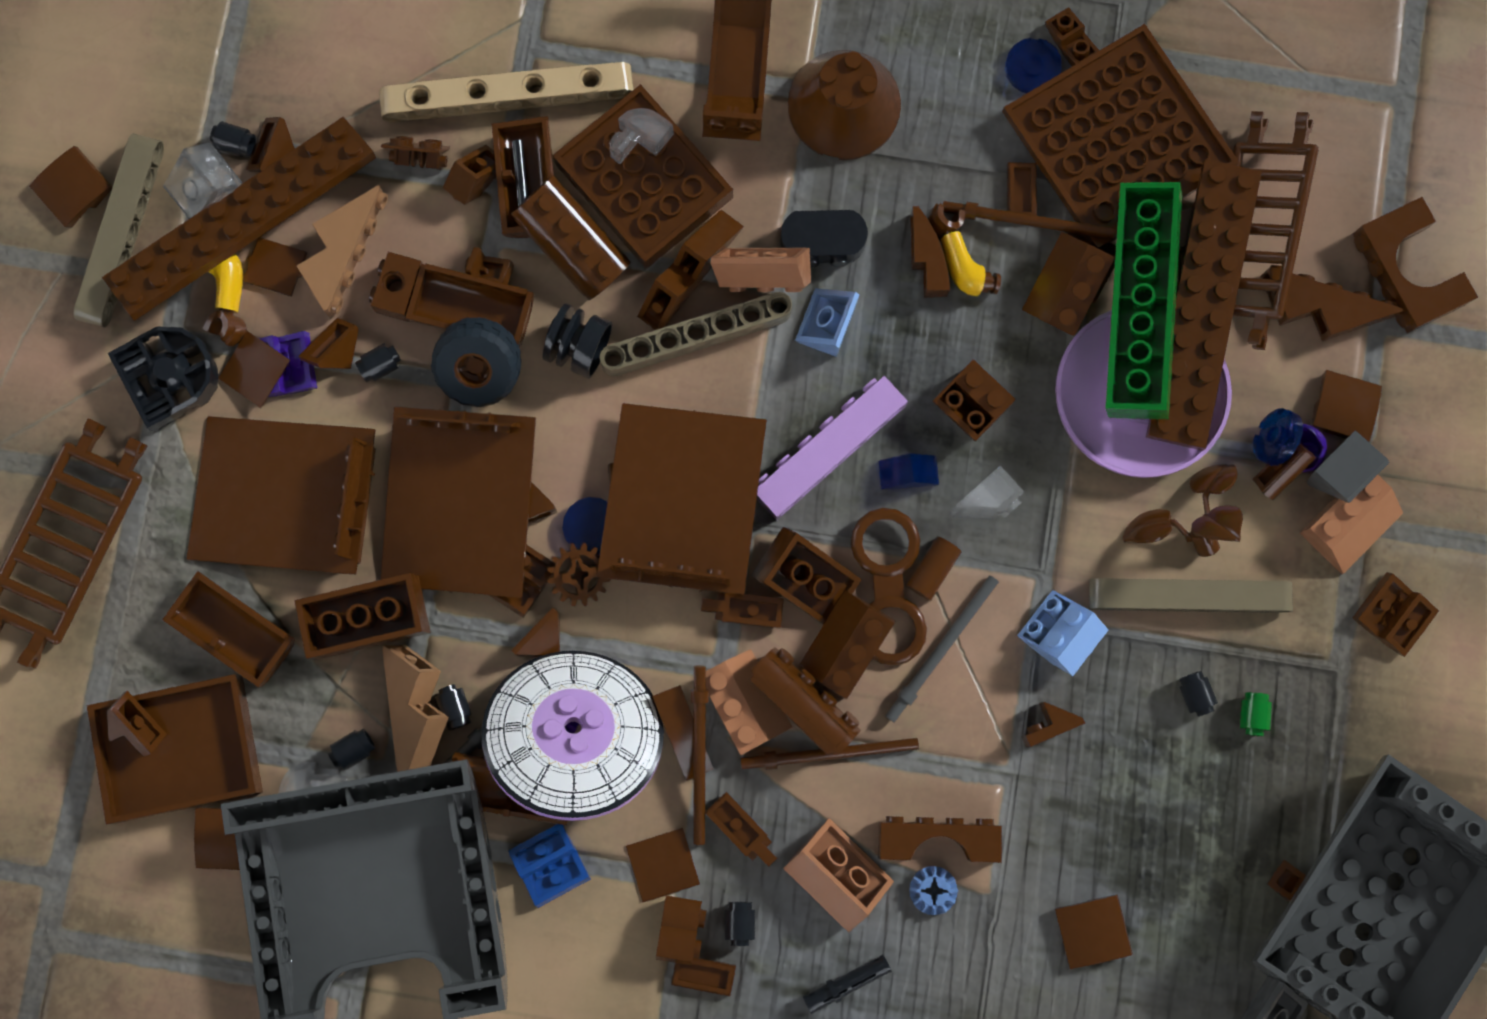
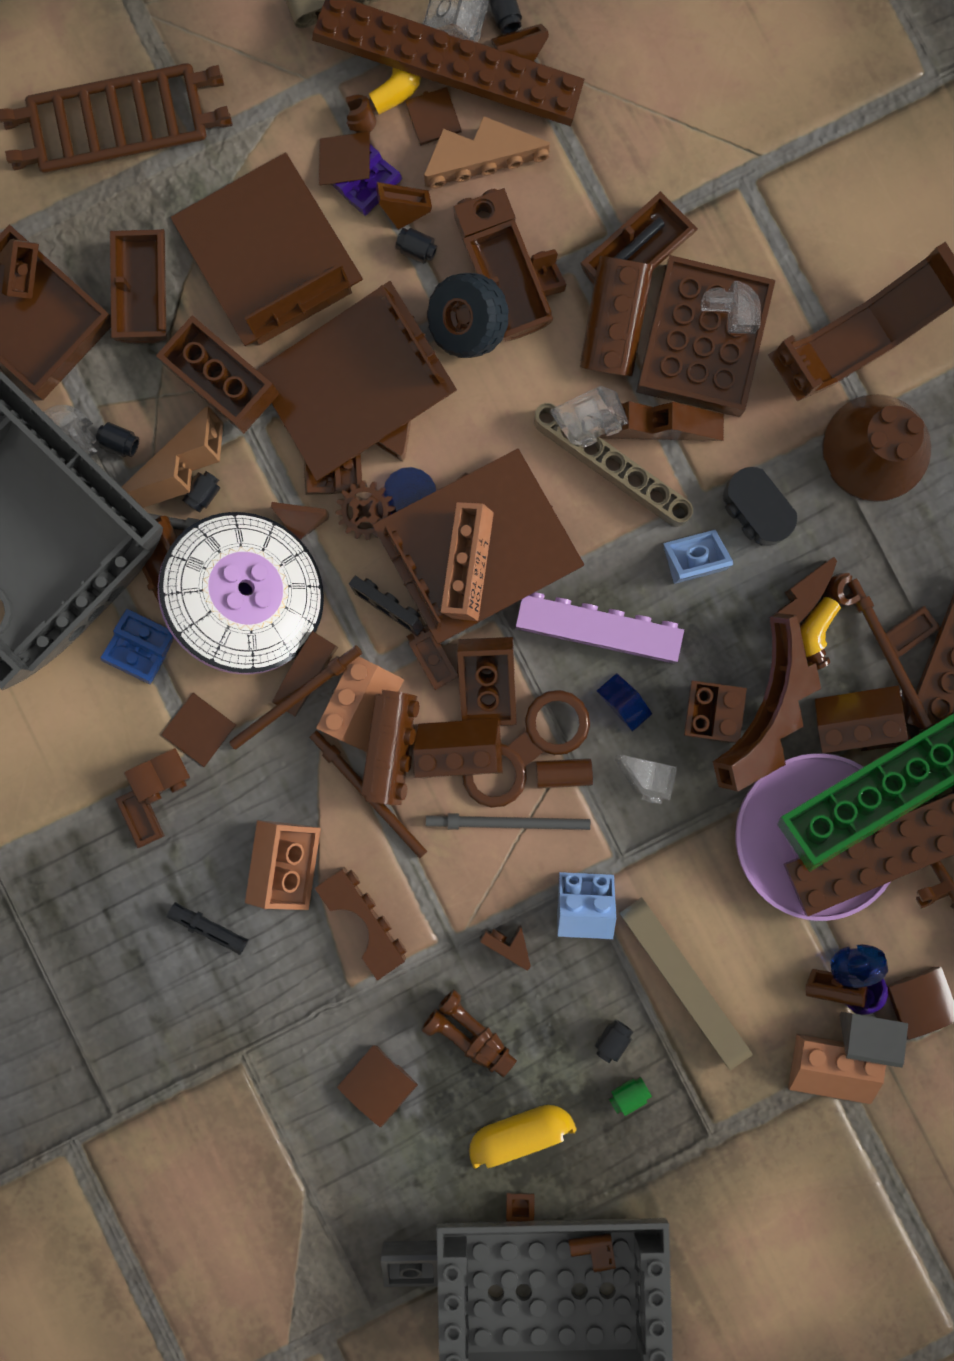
camera: 55 degrees right, 5 degrees up
(137, 360) = (290, 68): black connector -> none
(405, 146) = (592, 148): reddish brown hinge -> none
(471, 175) = (609, 206): reddish brown slope -> none
(505, 91) = (694, 184): tan beam -> none
(571, 338) = (540, 378): black wheel -> none
(646, 320) = (590, 416): none -> clear slope
(676, 614) = (387, 604): none -> black plate
(692, 516) = (467, 561): none -> nougat brick
(739, 923) = (195, 817): black brick -> none
(741, 829) = (264, 769): reddish brown hinge -> none
(762, 268) = (699, 477): nougat slope -> none
(923, 900) = (335, 945): medium blue gear -> none
(1016, 349) = (779, 714): none -> reddish brown arch
(1124, 811) = (483, 1048): none -> reddish brown piece
(1218, 524) = (746, 965): reddish brown plant -> none
(1224, 836) = (520, 1135): none -> yellow brick
(1370, 835) = (599, 1247): none -> reddish brown piece
(1395, 614) = (786, 1152): reddish brown slope -> none

